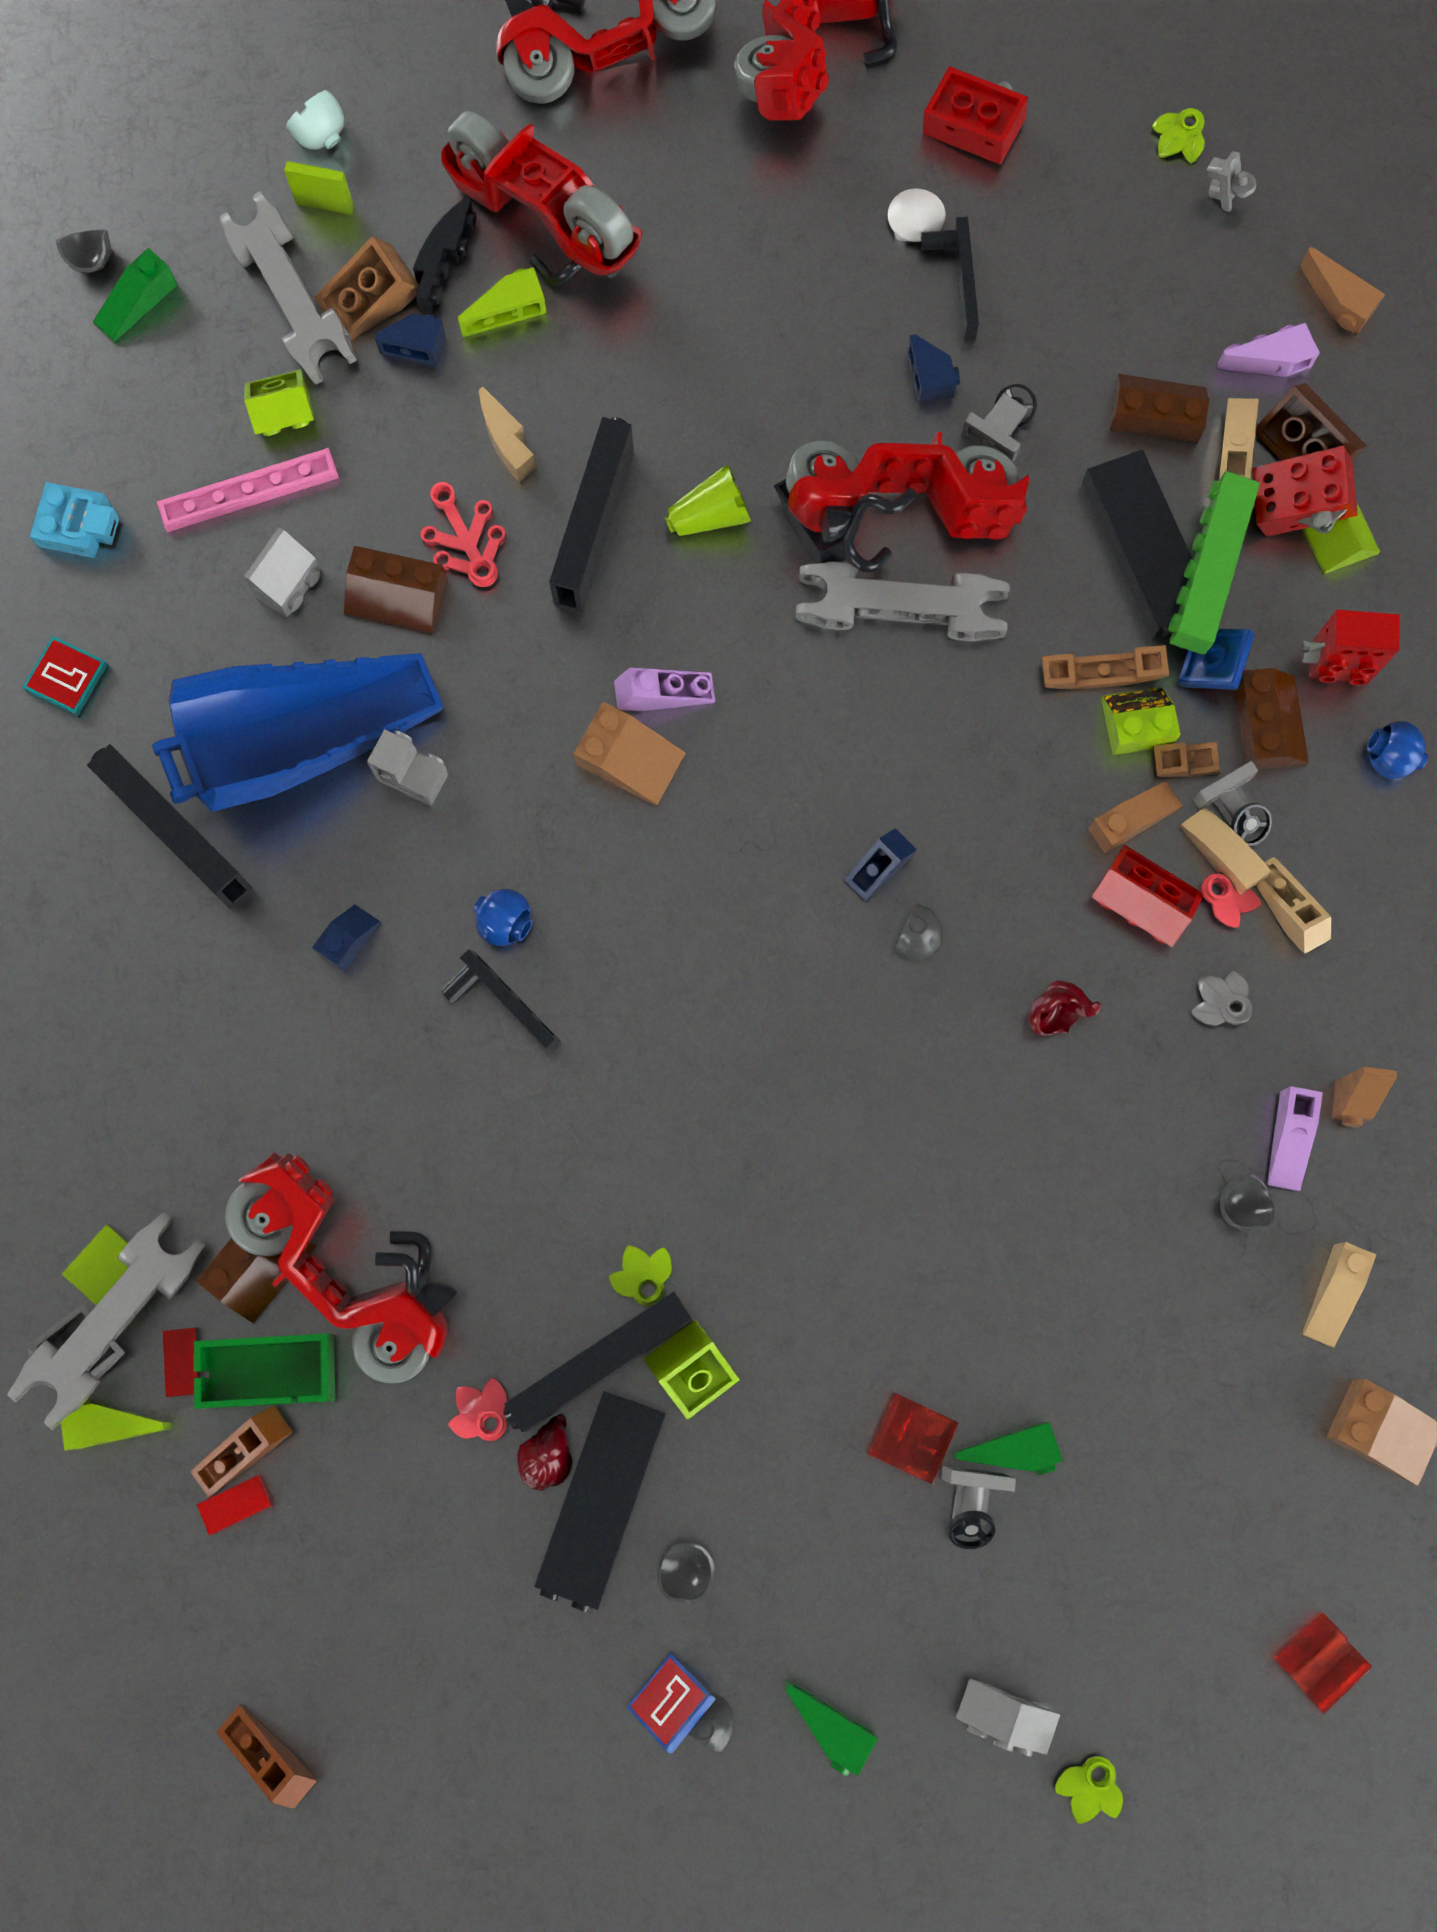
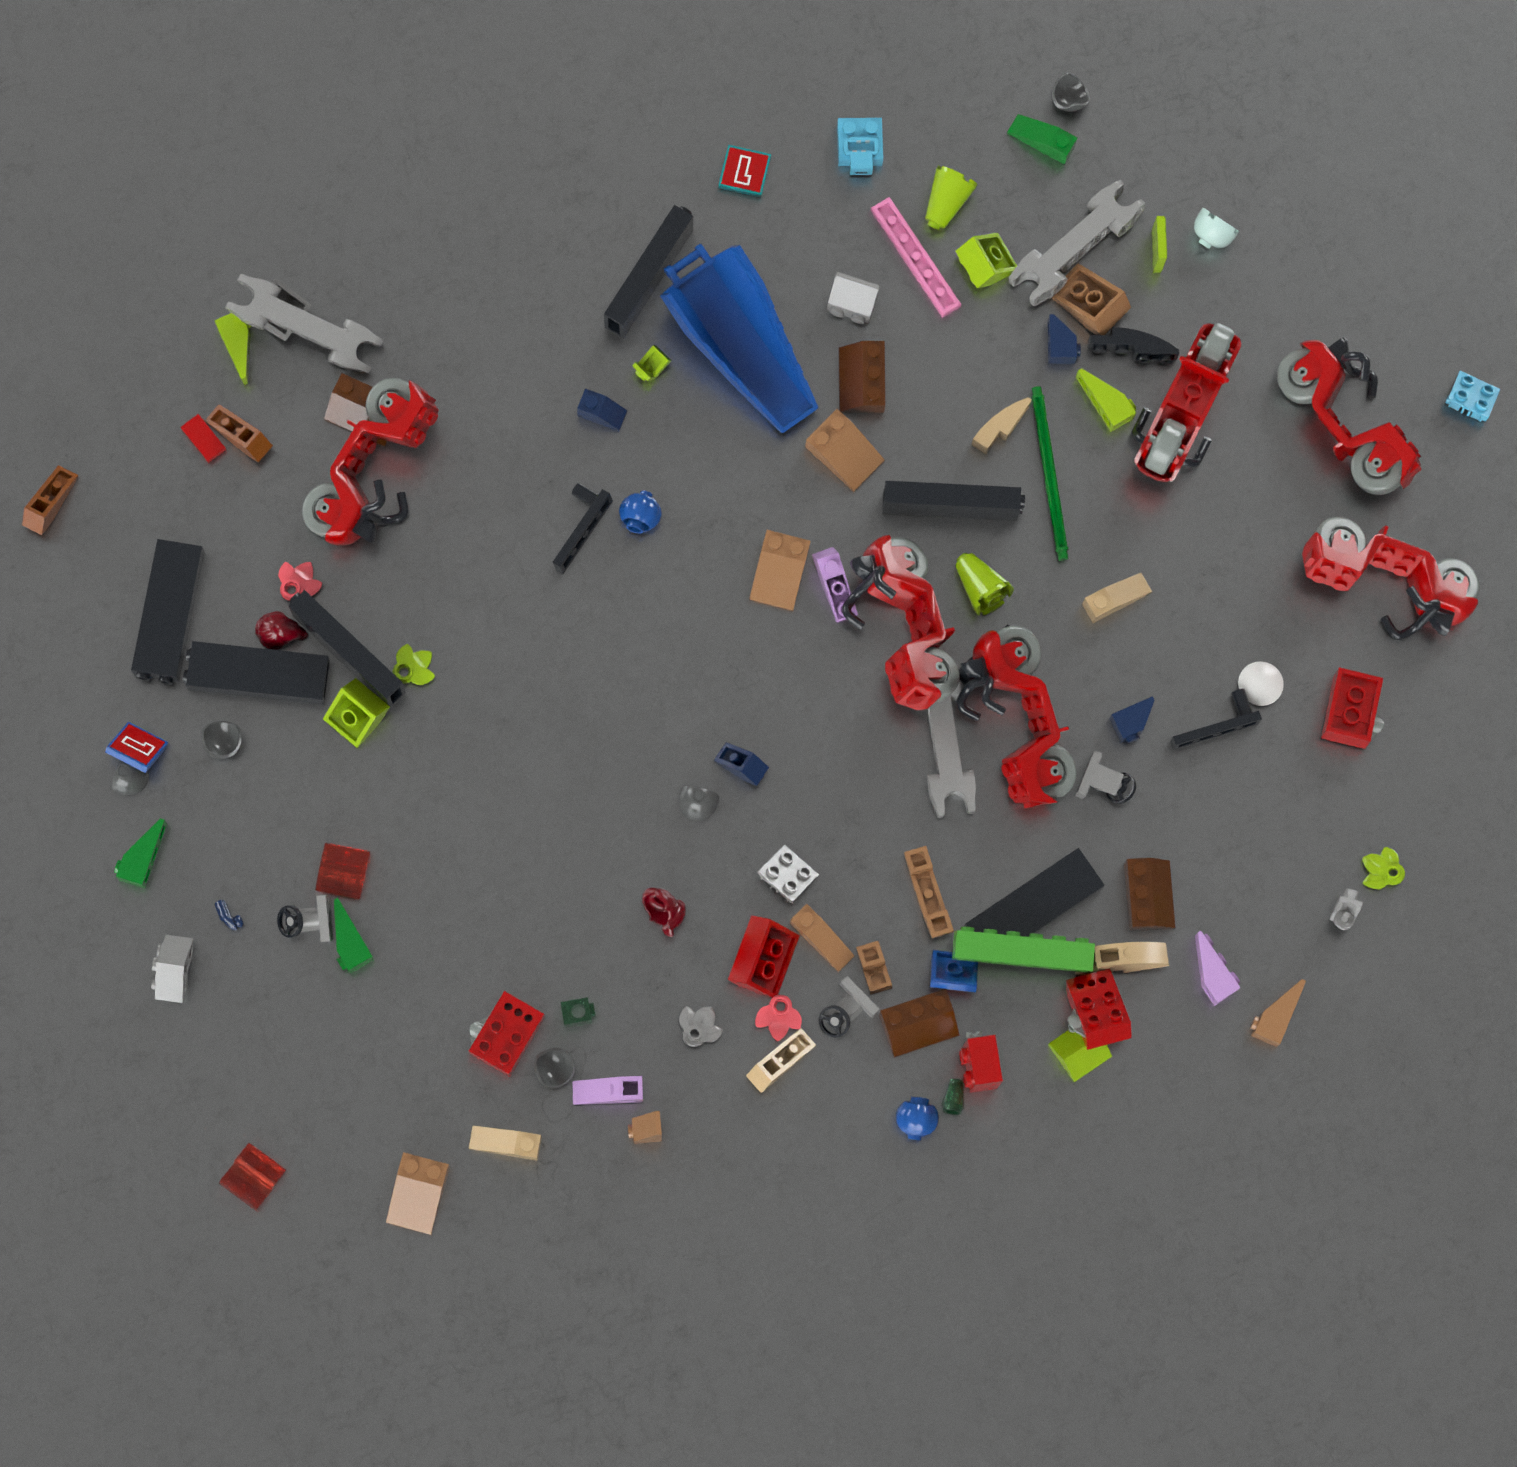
camera: 70 degrees right, 0 degrees up
(97, 1265) = (337, 307): lime tile -> none
(177, 425) = (947, 196): none -> lime cone
(179, 1361) = (288, 379): red tile -> none
(264, 1371) = (293, 434): green piece -> none
(300, 855) = (651, 364): none -> lime bracket
(404, 769) = (731, 415): light grey brick -> none
(465, 540) = (916, 418): coral plant -> none
(479, 1613) = (167, 611): none -> black brick
(485, 636) = (844, 450): none -> medium nougat slope
(584, 394) = (1050, 473): none -> green piece
(673, 608) = (896, 574): none -> red piece
(767, 355) = (1115, 597): none -> tan slope
(944, 1622) = (225, 916): none -> dark blue arm
(1042, 839) = (787, 874): none -> hinge
(1088, 1794) = (135, 1035): lime plate -> none
(1140, 720) = (896, 926): lime slope -> none
(1170, 1169) = (567, 1008): none -> clear green brick
(1190, 1260) = (505, 1033): none -> red piece
(1225, 850) = (810, 1005): tan slope -> none
(1305, 425) = (1155, 1009): reddish brown slope -> none
(1377, 699) = (954, 1097): none -> clear green cone

